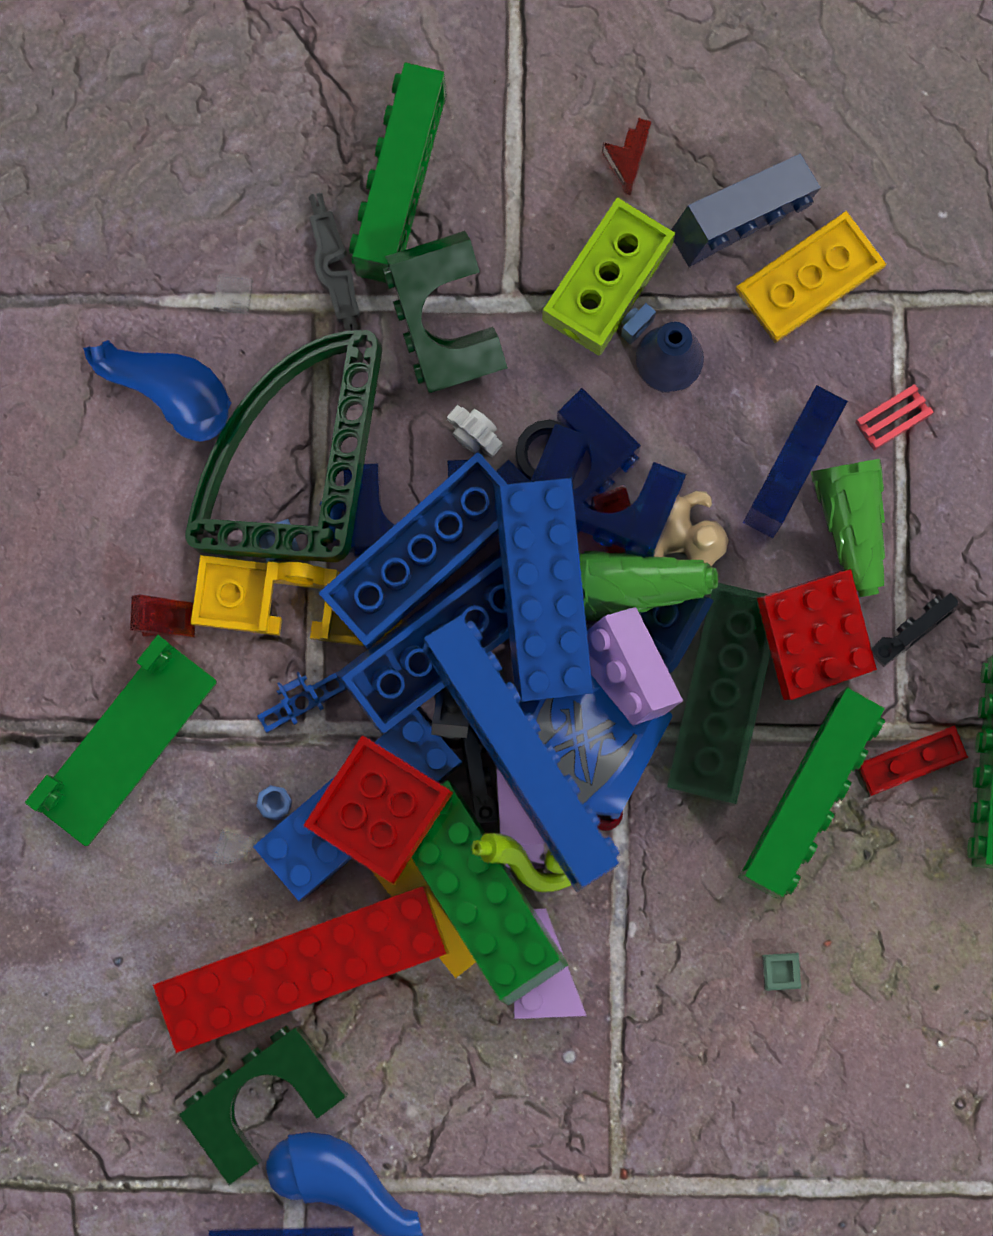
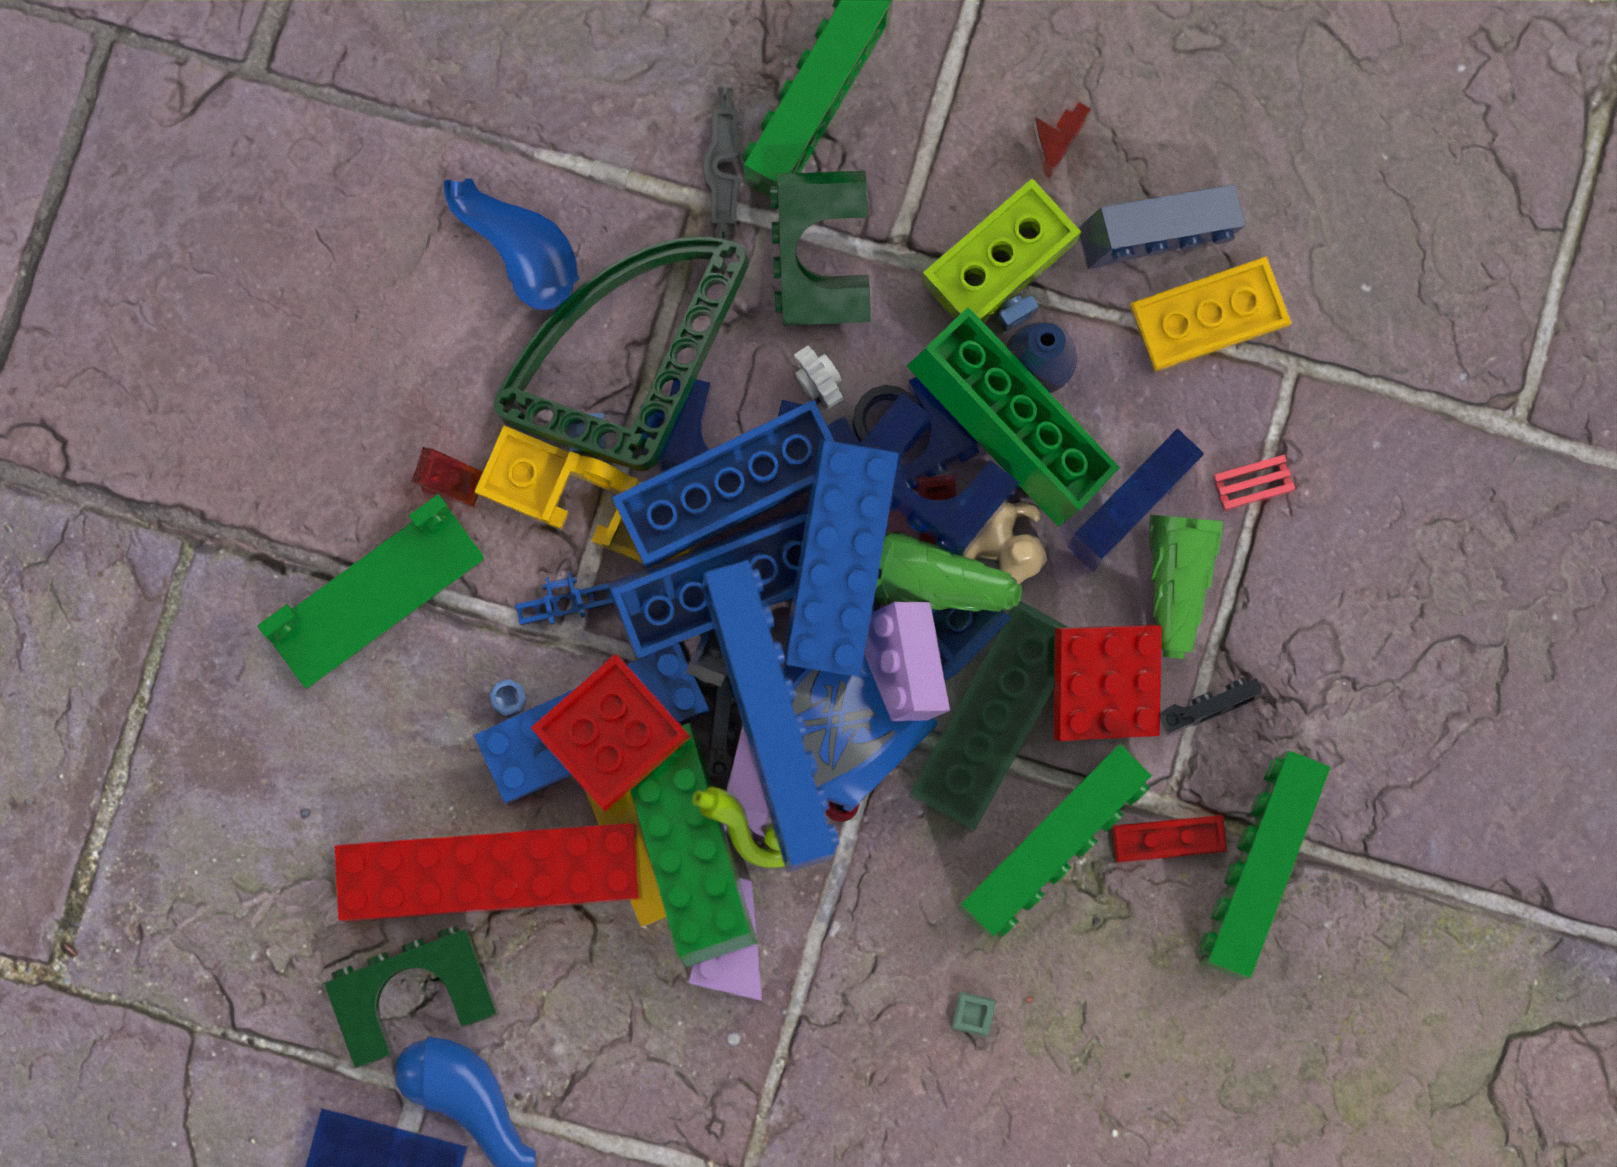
camera: 10 degrees right, 0 degrees up
(662, 417) = (1013, 417): none -> green brick

